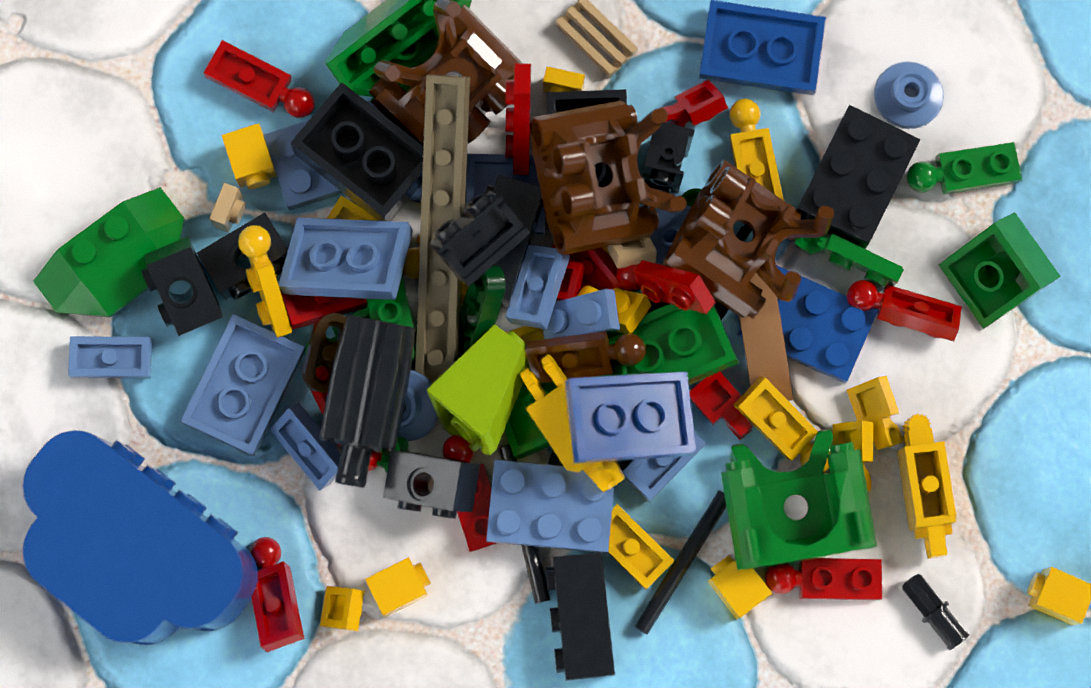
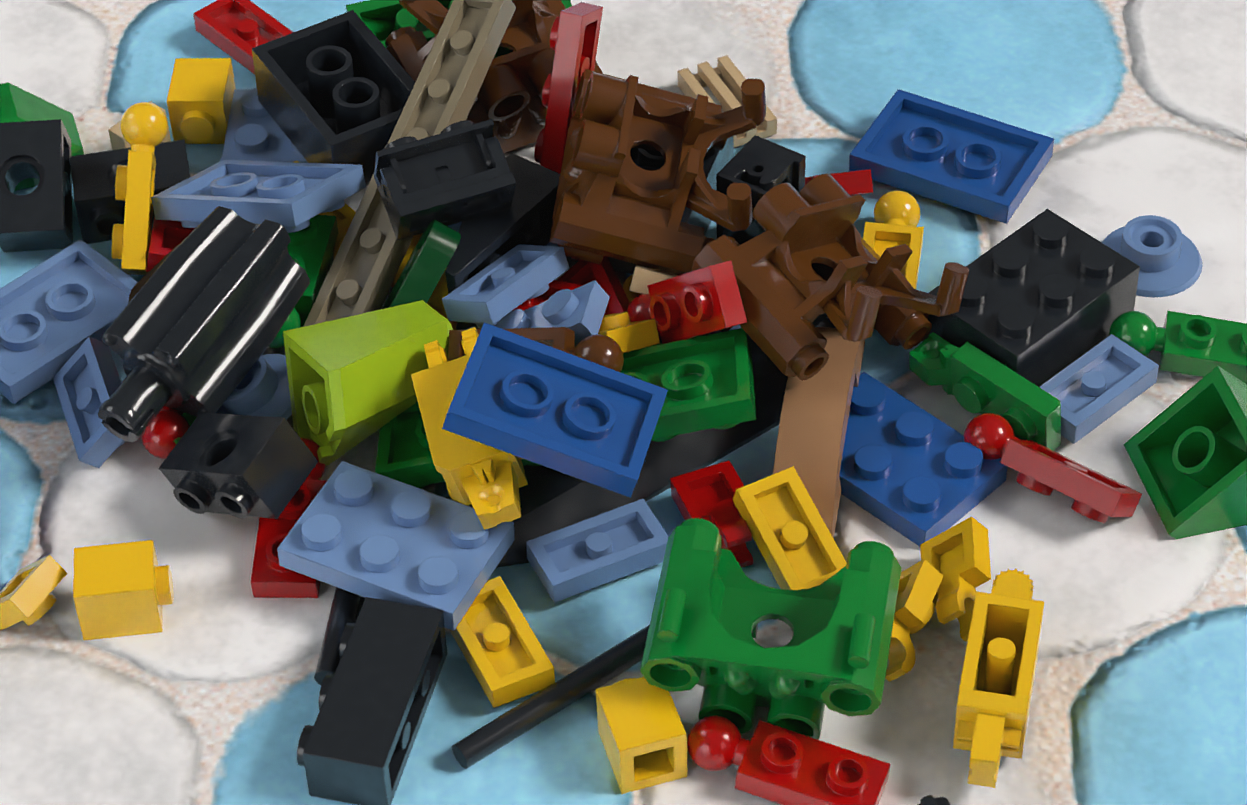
camera: 25 degrees right, 35 degrees down
(911, 229) = (1099, 385): none -> medium blue plate

